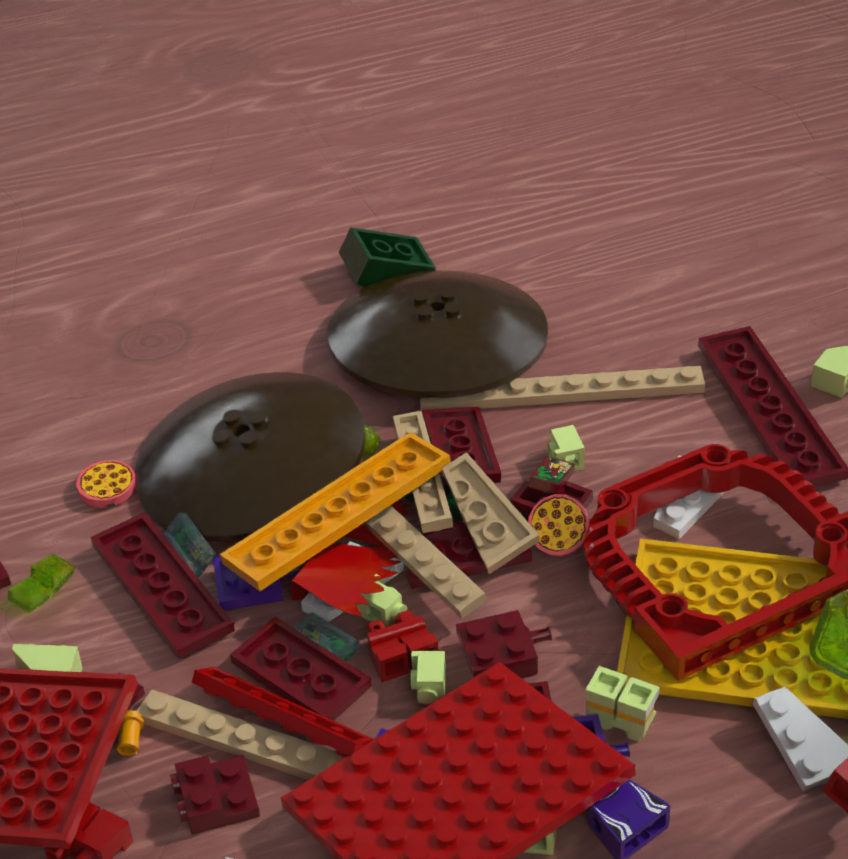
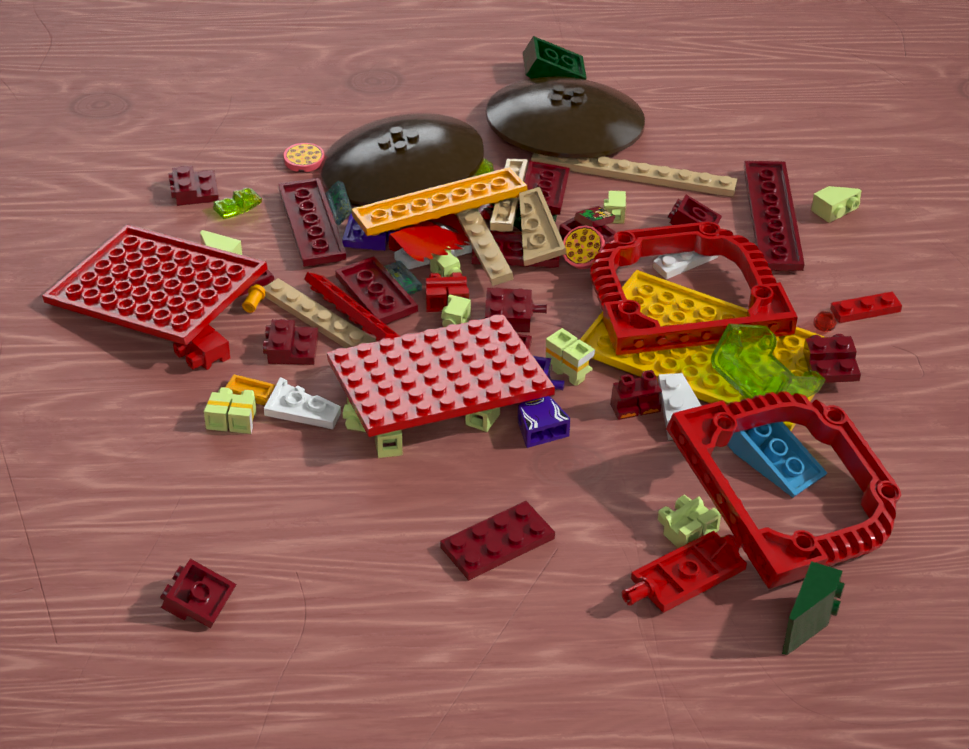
camera: 15 degrees right, 0 degrees up
(673, 436) = (691, 211): none -> dark red plate
(736, 739) = (636, 396): none -> dark red hips

